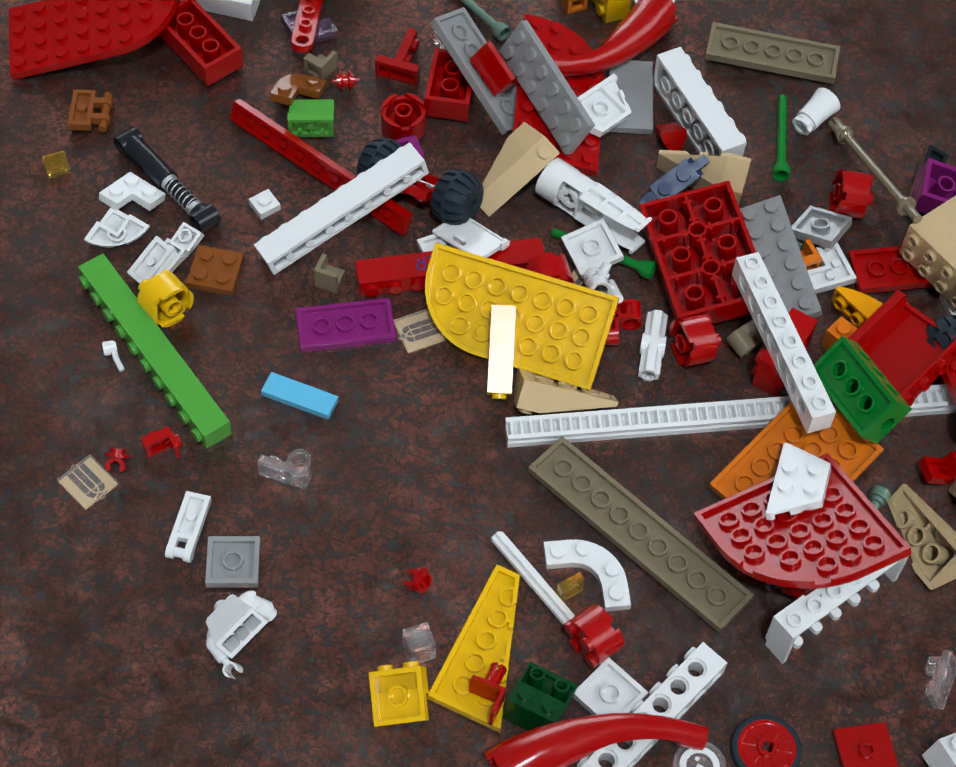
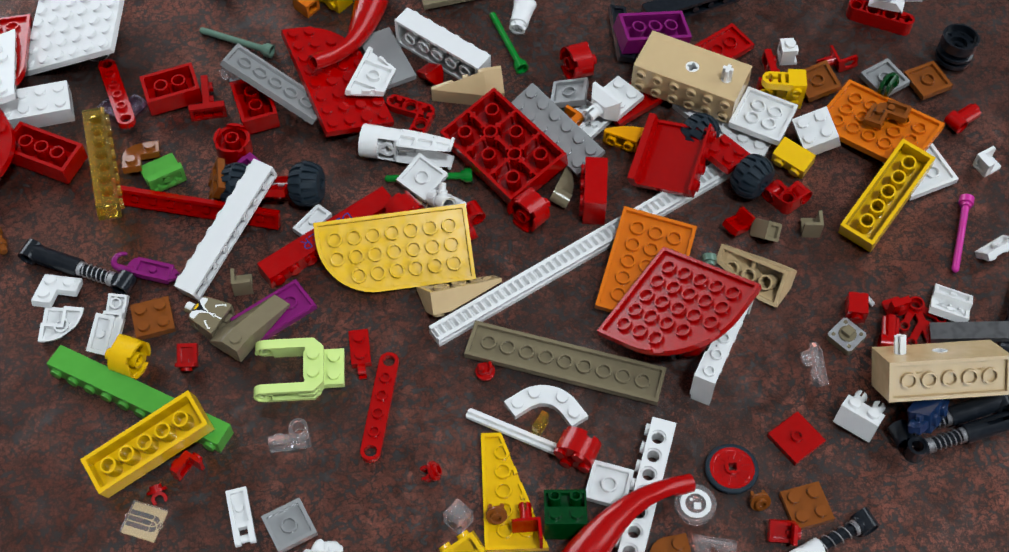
camera: 25 degrees left, 0 degrees up
(110, 348) = (105, 413): white hand -> none
(131, 400) = (147, 444): none -> yellow brick
(227, 328) = (187, 356): none -> red bracket
(237, 214) = (147, 268): none -> magenta plate
(250, 78) = (101, 164): none -> clear yellow brick
(264, 204) = (162, 252): white plate -> none
(274, 296) = (209, 315): none -> dark tan torso
(299, 395) = (249, 380): medium azure tile -> none
(303, 330) = (242, 333): none -> dark tan wedge
(321, 65) = (147, 132): dark tan panel -> none
(345, 80) = (173, 134): red wheel -> none
(359, 410) = (321, 369): none -> yellowish green plate
(360, 155) = (215, 181): none -> dark orange plate
(370, 28) = (171, 89): none -> red brick
(402, 482) = (379, 407): none -> red plate
(415, 410) = (360, 351): none -> red plate
(418, 331) = (329, 293): clear piece -> none
(460, 661) = (496, 514): none -> dark orange plate
(472, 238) = (333, 206): white door -> none
(493, 69) = (283, 79): red slope -> none
(501, 351) = (400, 280): brick -> none
(519, 160) = (337, 138): tan wedge -> none
(542, 498) = (485, 371): none -> red plate
(546, 87) = (329, 76): light grey plate -> none
(628, 174) = (417, 113): none -> red beam
(652, 345) = (501, 227): white piece -> none
(677, 179) = (454, 104): dark blue hinge -> none
(783, 343) = (595, 183): white brick -> none
(798, 482) = (657, 275): white wing -> none
(836, 330) = (623, 163): orange brick -> none
(860, 390) = (644, 187): green brick -> none
(866, 257) = (612, 100): none -> white plate
(905, 205) = (550, 22): dark tan bar -> none

